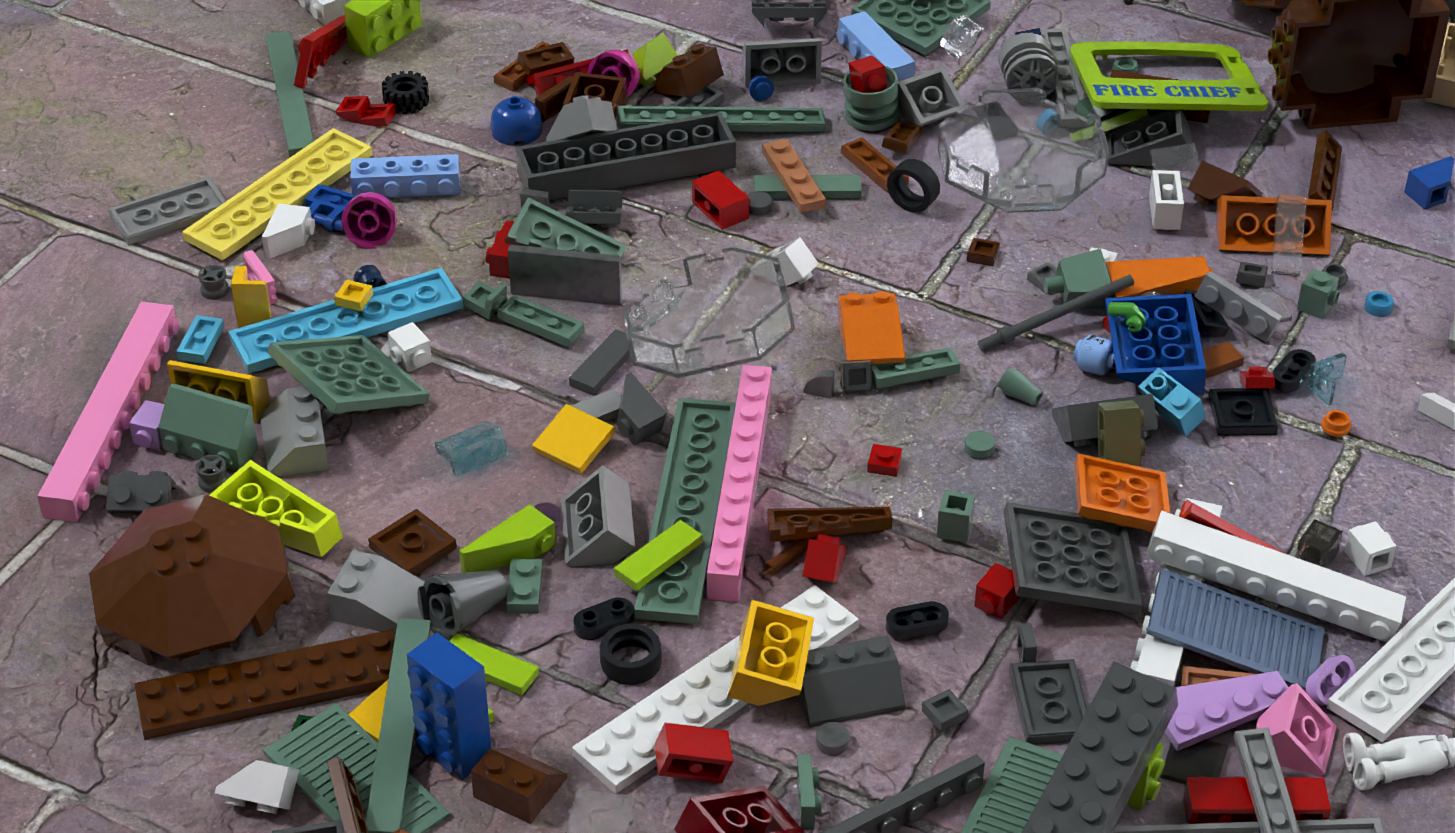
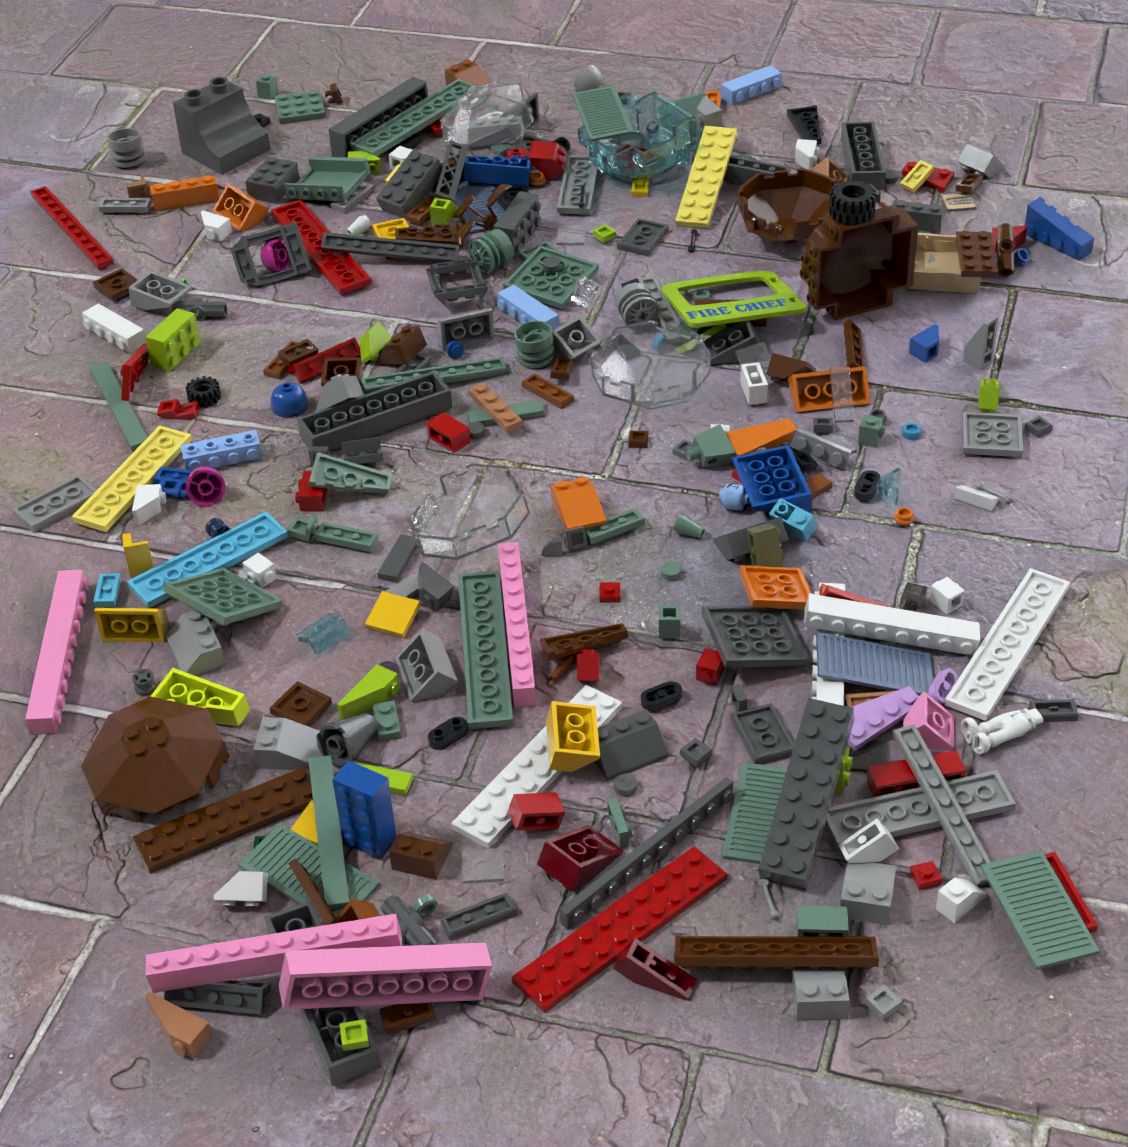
camera: 10 degrees left, 0 degrees up
(136, 492) = (95, 705): dark grey bracket -> none
(145, 425) = (91, 656): lavender brick -> none
(207, 424) = (133, 648): sand green slope -> none
(213, 282) = (104, 548): dark grey wheel -> none
(257, 272) = (137, 536): bright pink tile -> none
(353, 295) = (210, 541): yellow plate -> none
(552, 100) = (312, 380): reddish brown tile -> none
(565, 274) = (356, 502): flat silver tile -> none
(616, 64) = (351, 349): dark pink cylinder -> none
(630, 672) = (469, 741): black tyre -> none
(658, 555) = (475, 683): lime tile -> none
(795, 261) = (515, 464): white slope -> none
(867, 75) = (530, 329): red brick -> none
(923, 175) = (587, 393): black tyre -> none
(1007, 334) = (670, 492): dark grey bar -> none
(1131, 312) = (751, 463): bright green arm -> none
(1243, 411) = (840, 518): black tile -> none
(1257, 378) = (844, 494): red plate -> none

